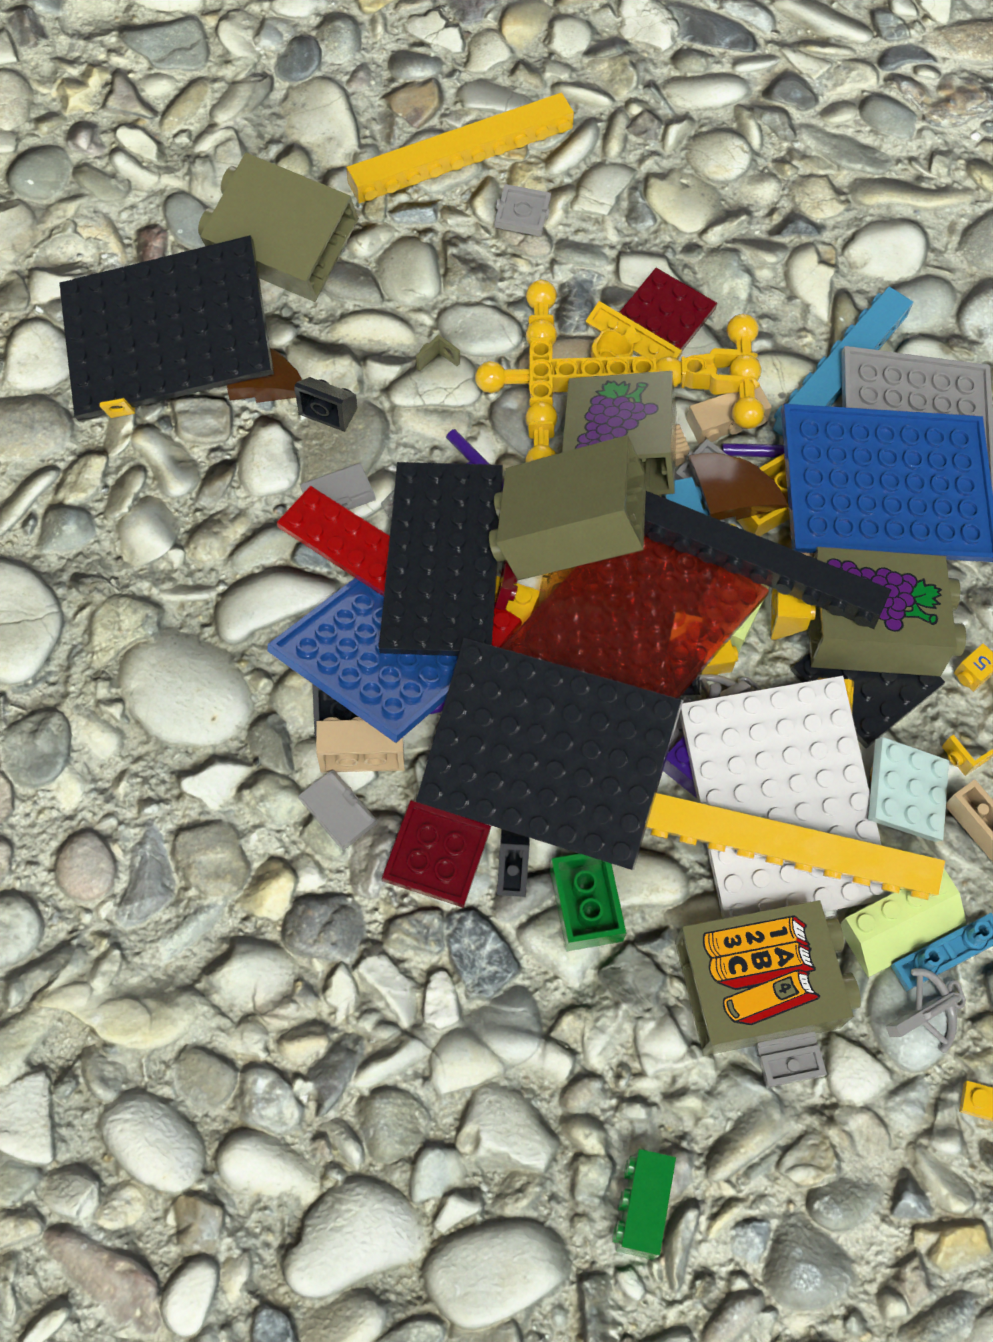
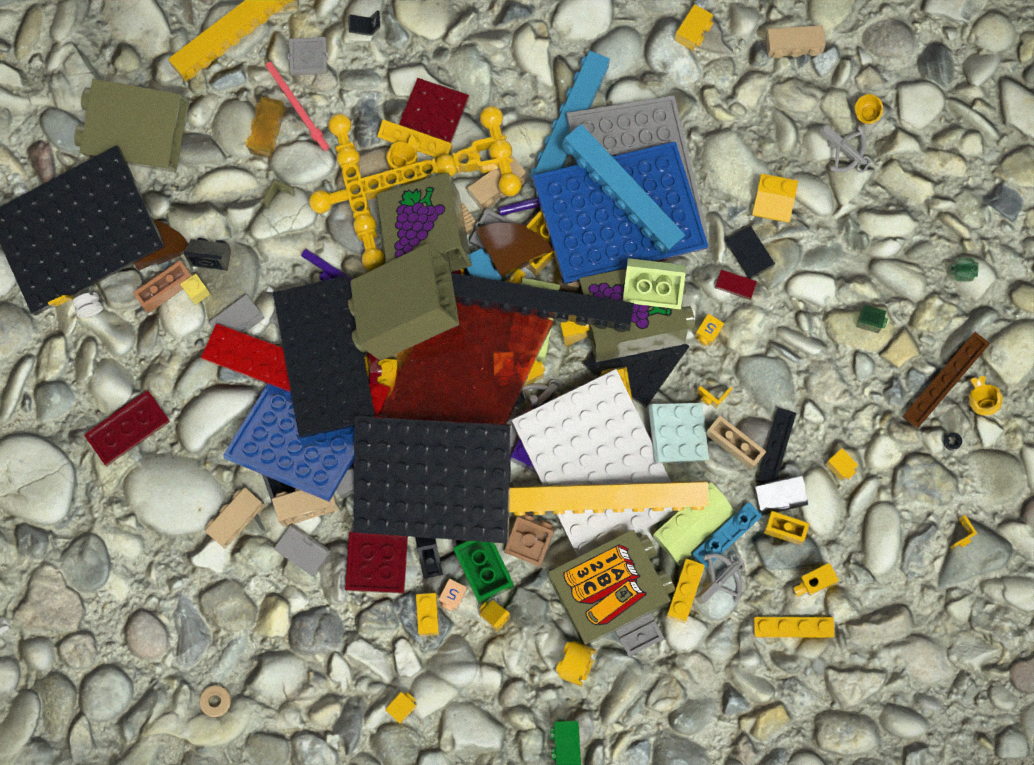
camera: 10 degrees left, 10 degrees up
(141, 974) = (205, 701): none -> tan piece
(149, 422) = (87, 305): none -> white wheel
(150, 587) = (127, 428): none -> dark red plate
(256, 425) = (162, 287): none -> nougat brick
(257, 739) = (234, 517): none -> tan brick
(296, 439) = (195, 289): none -> light yellow brick
(416, 1067) = (401, 707): none -> yellow brick
(422, 736) = (346, 486): none -> light grey brick
(445, 275) = (265, 127): none -> clear yellow brick
(489, 944) = (427, 614): none -> yellow brick
(506, 298) = (315, 133): none -> coral bar
(532, 927) = (452, 595): none -> light nougat brick
(586, 971) = (494, 615): none -> yellow slope
(603, 193) = (364, 25): none -> black bracket
(662, 879) = (530, 539): none -> medium nougat plate
(689, 1073) = (576, 663): none -> yellow brick
(873, 1015) = (685, 591): none -> yellow brick
(903, 452) = (623, 189): none -> dark azure brick
(923, 577) = (654, 283): none -> yellowish green slope

